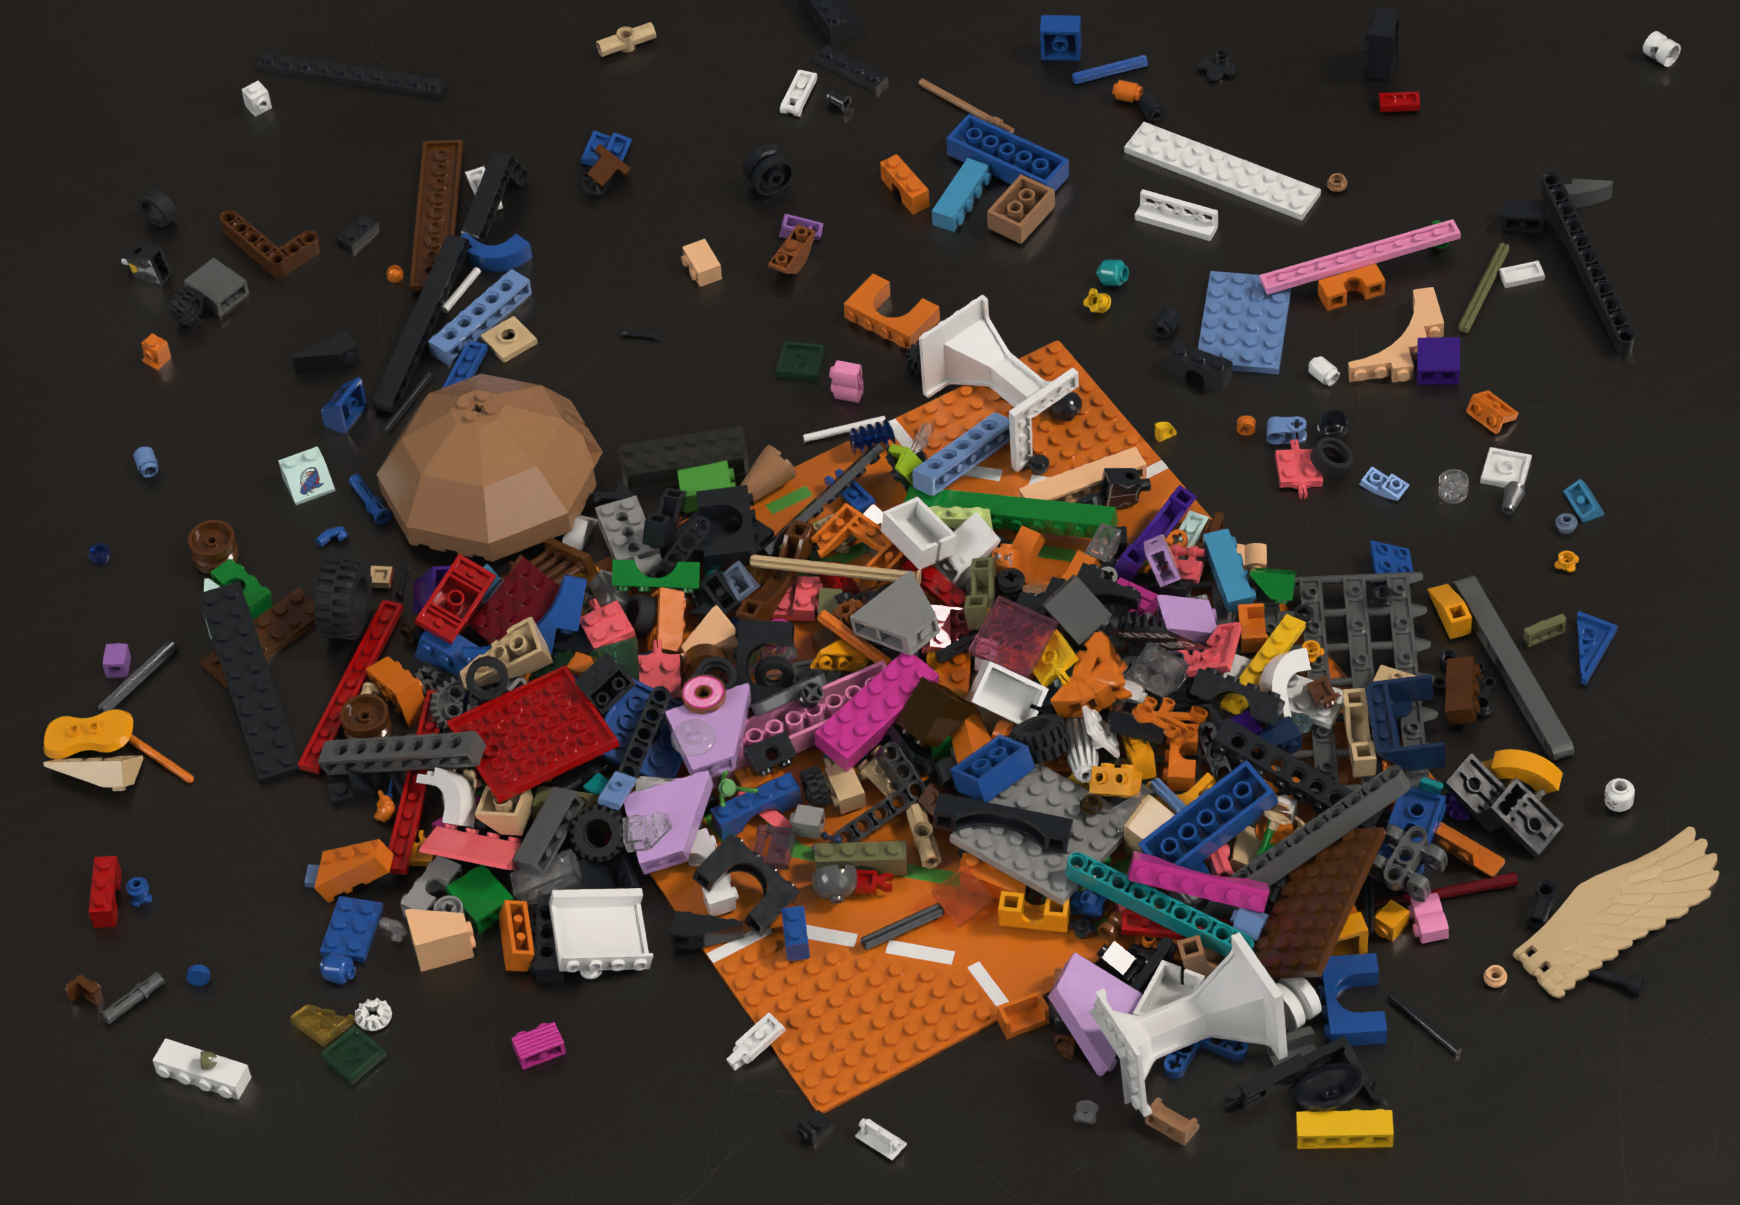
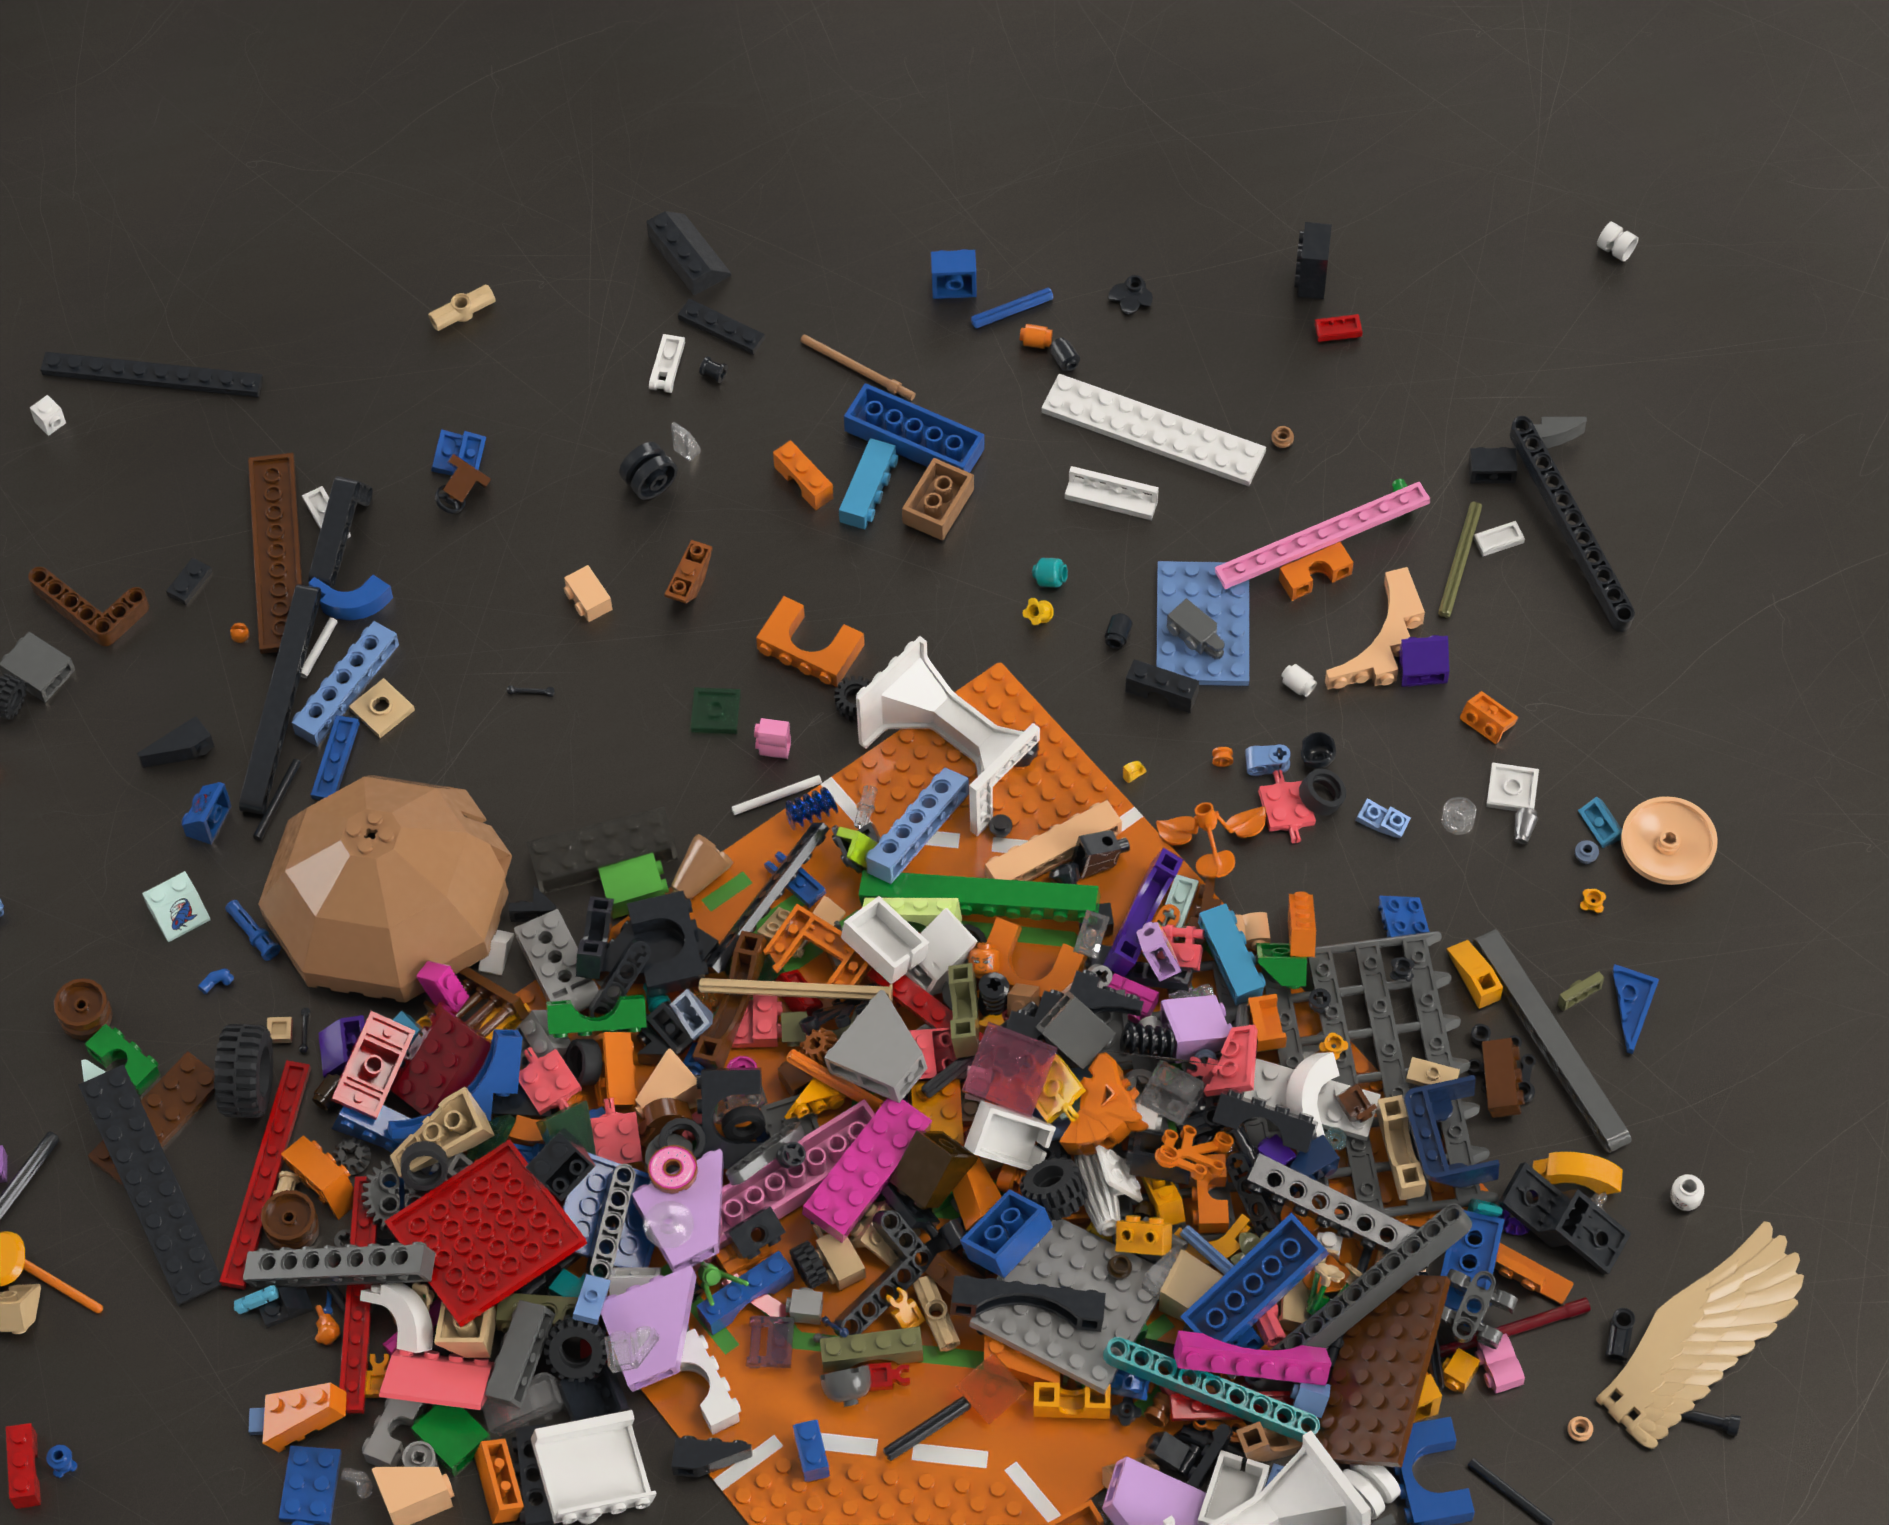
camera: 10 degrees left, 10 degrees up
(327, 780) = (256, 1299): none -> medium azure axle
(525, 542) = (442, 985): none -> dark pink brick
(735, 856) = (784, 1402): black arch -> none
(790, 222) = (683, 531): medium lavender slope -> none
(803, 151) = (684, 442): none -> clear slope
(895, 830) = (906, 1312): none -> light orange plate
(1222, 467) = (1180, 831): none -> orange plant
(1235, 322) = (1195, 629): none -> dark grey hinge
(1279, 642) = (1291, 1055): yellow plate -> none
(1295, 553) = (1301, 925): none -> orange brick
(1641, 516) = (1669, 840): none -> light nougat dish

